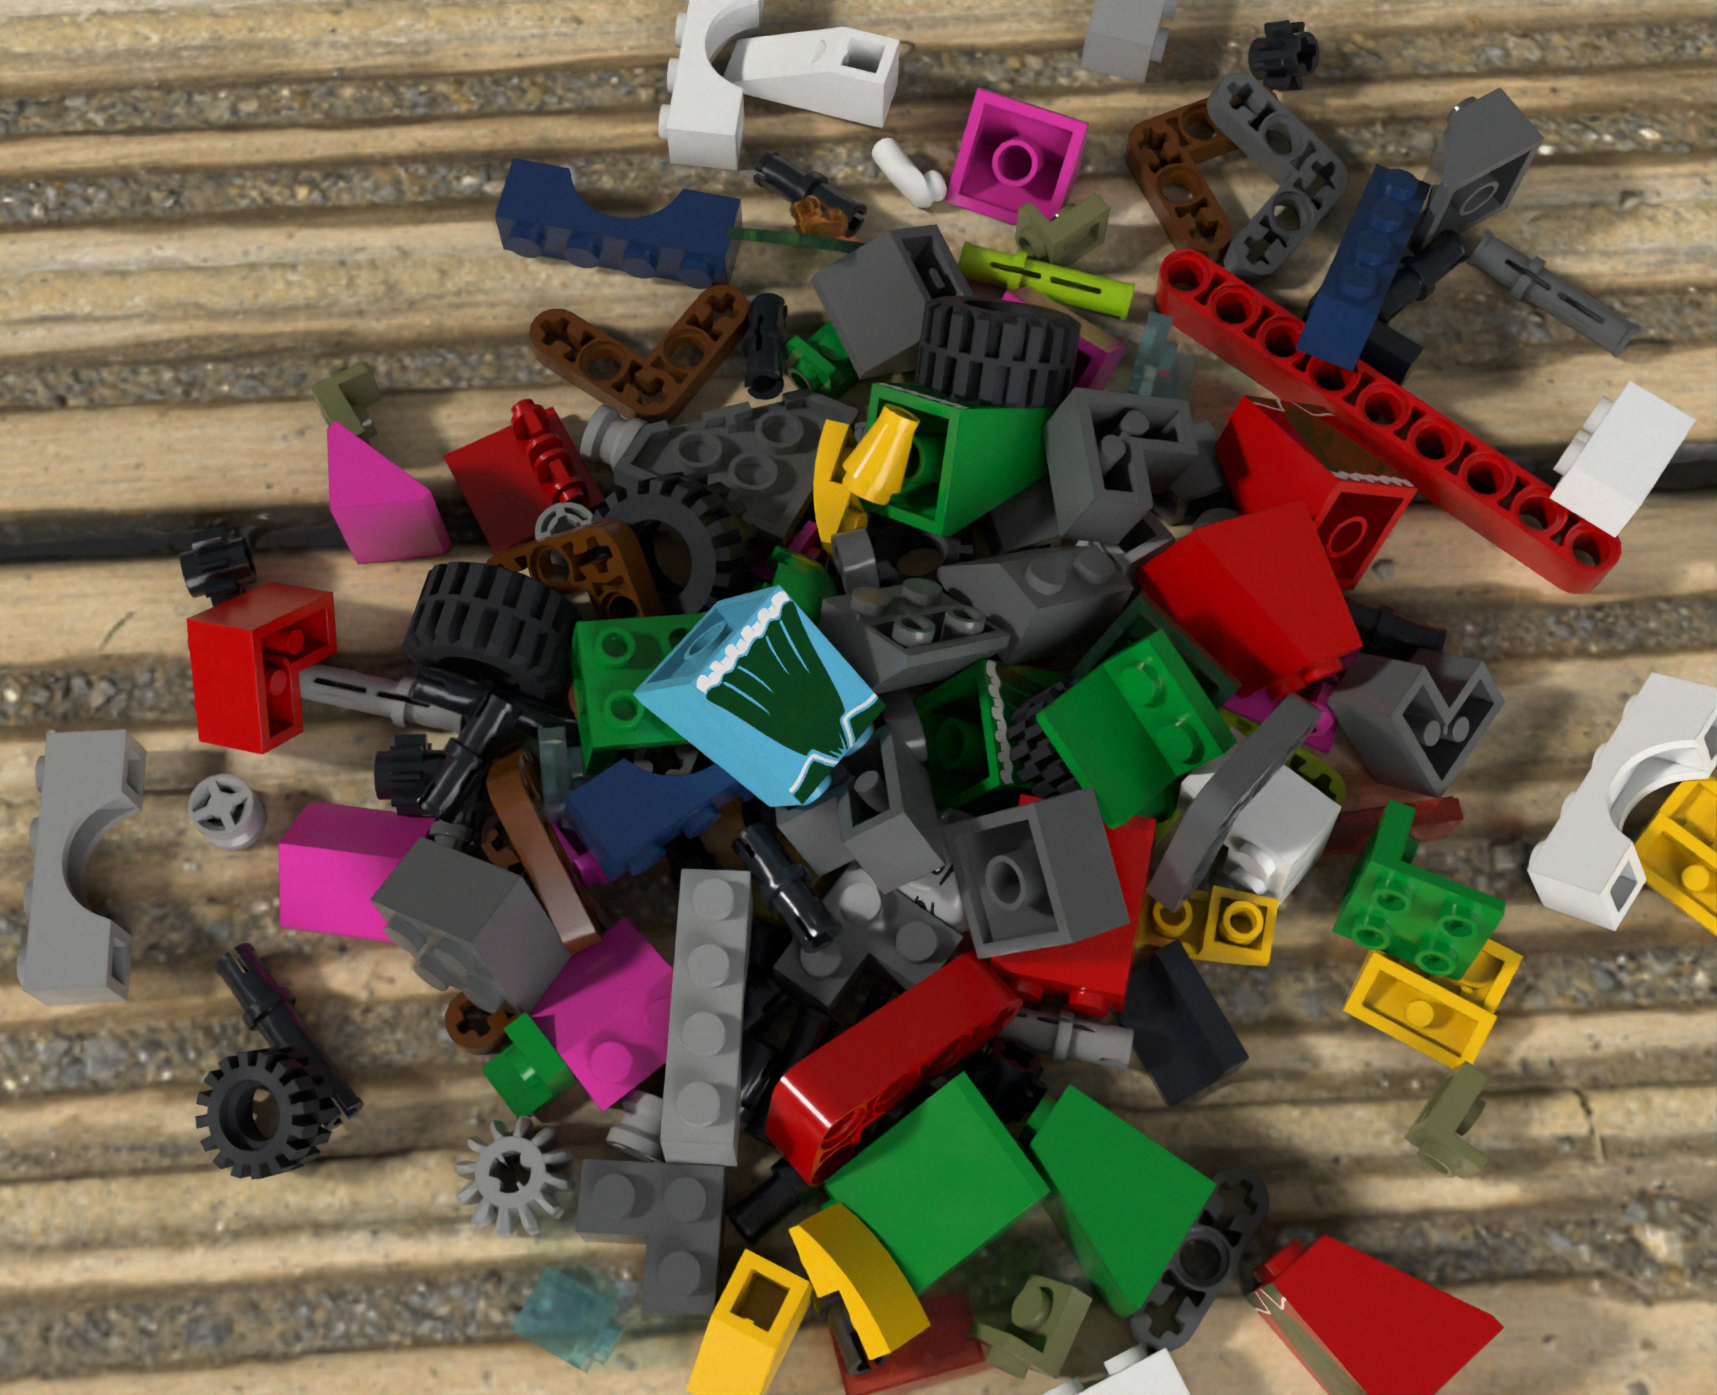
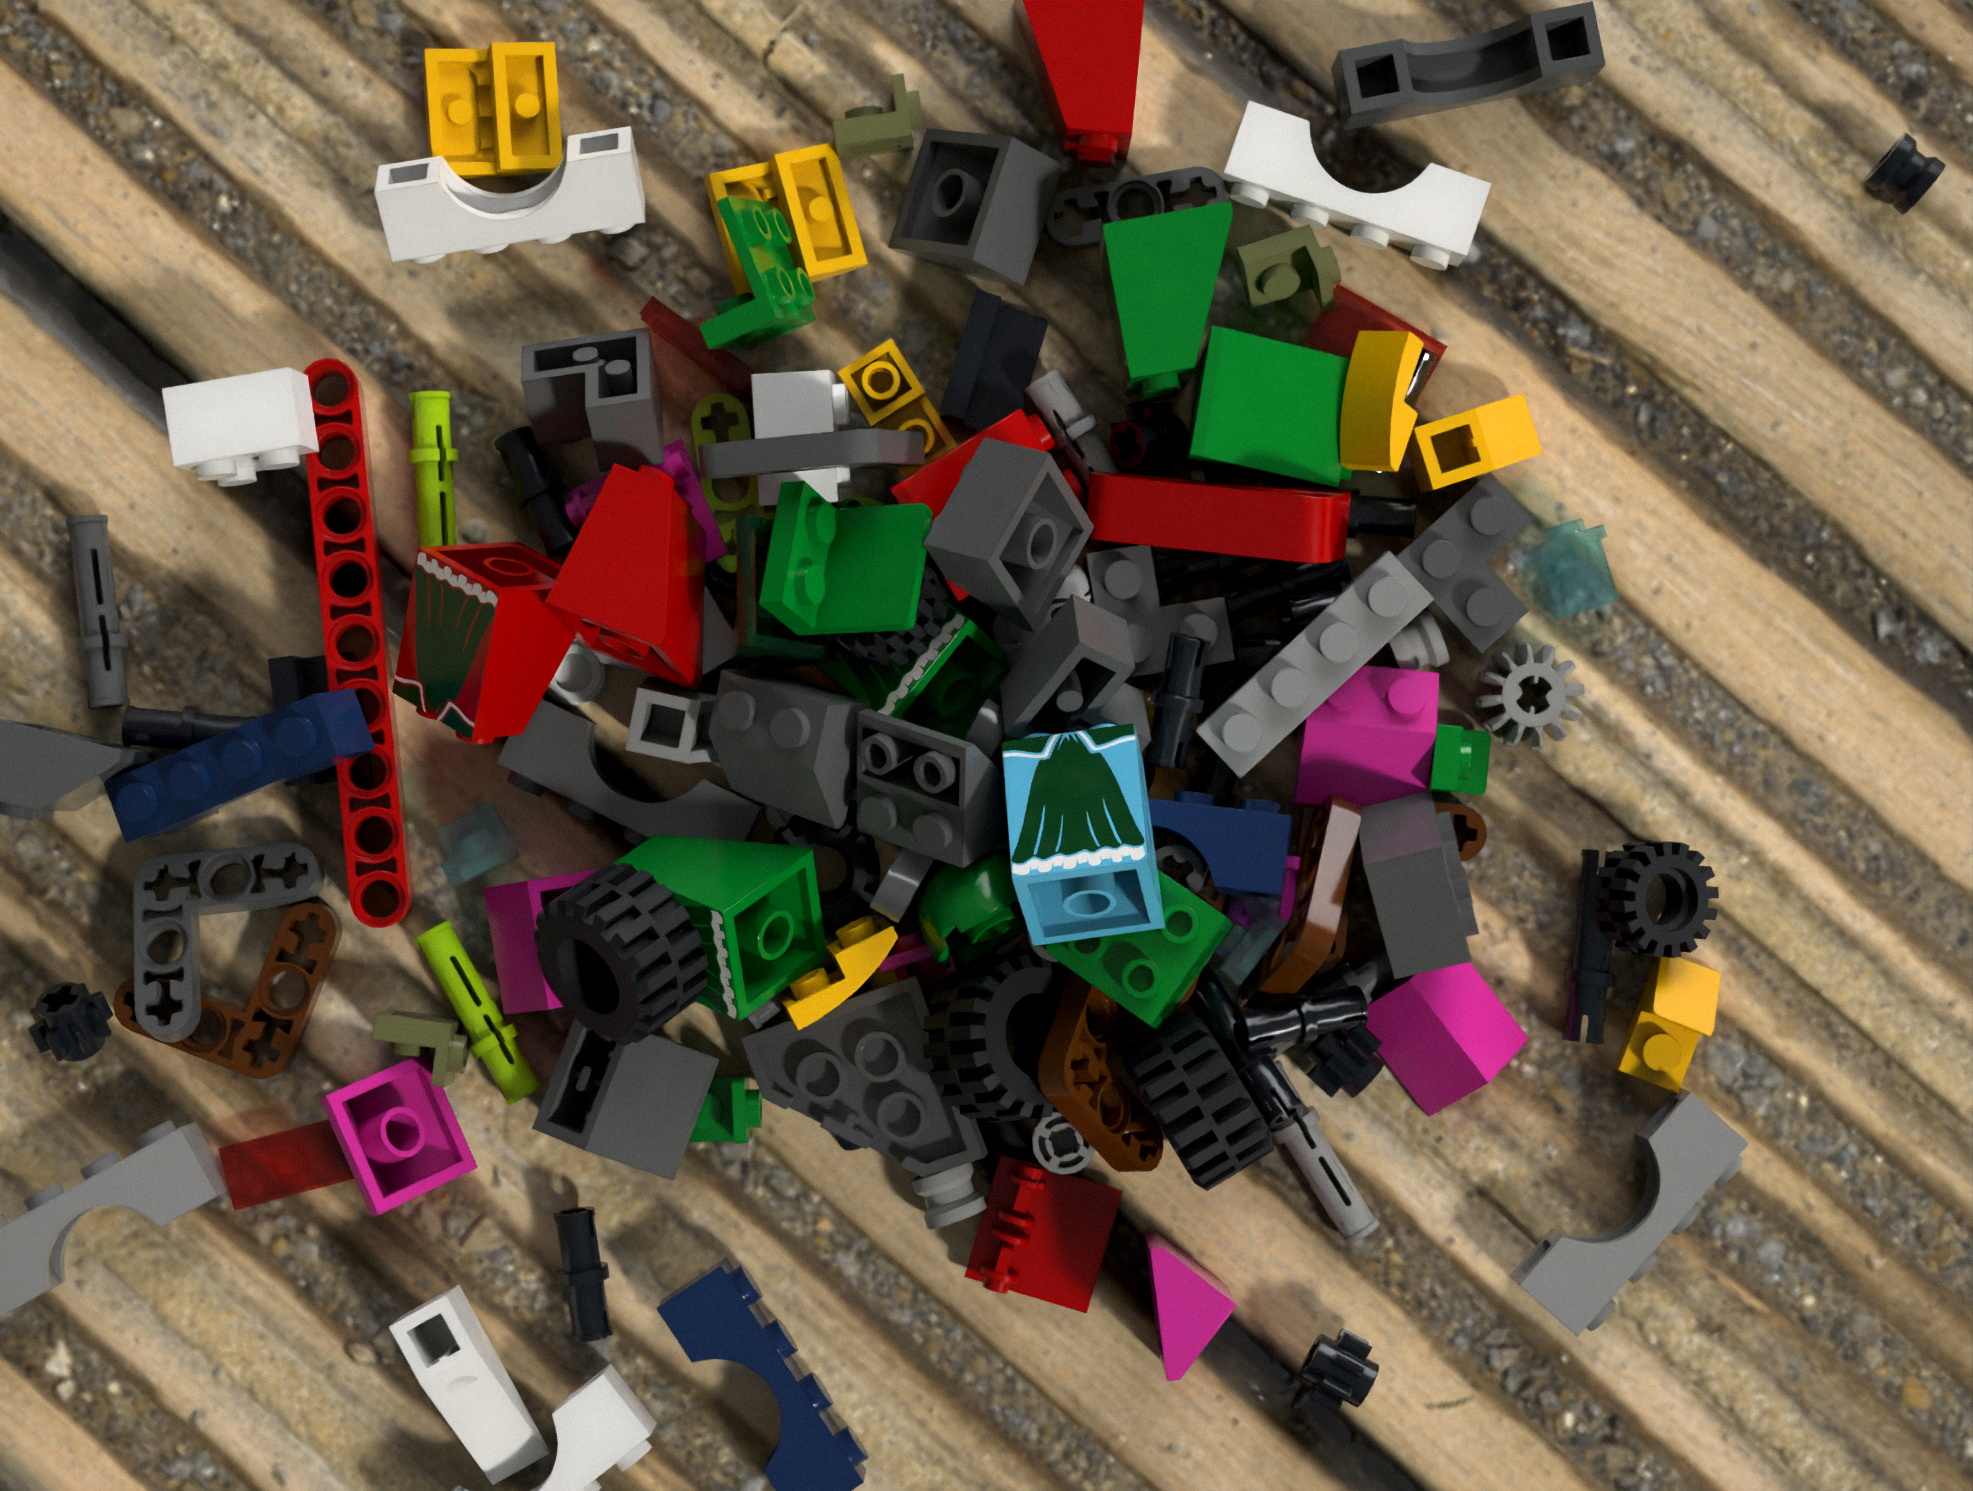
camera: 130 degrees left, 20 degrees up
(171, 1037) = (1668, 1022): none -> yellow slope
(216, 801) = (1507, 1164): light grey wheel -> none
(250, 663) = (1384, 1254): red brick -> none
(345, 396) = (1136, 1408): olive bracket -> none
(653, 373) = (852, 1230): reddish brown beam -> none
(766, 346) = (758, 1162): black pin -> none
(793, 240) = (651, 1222): clear green piece -> none
(813, 221) = (609, 1229): clear orange arm -> none
(881, 457) = (799, 950): yellow cone -> none
(906, 177) = (491, 1218): white arm -> none
(1073, 86) = (283, 1164): none -> clear red plate
(1110, 456) = (634, 793): dark grey brick -> none
(1314, 1132) = (976, 204): none -> dark grey slope
(1509, 607) = (433, 468): none -> lime pin

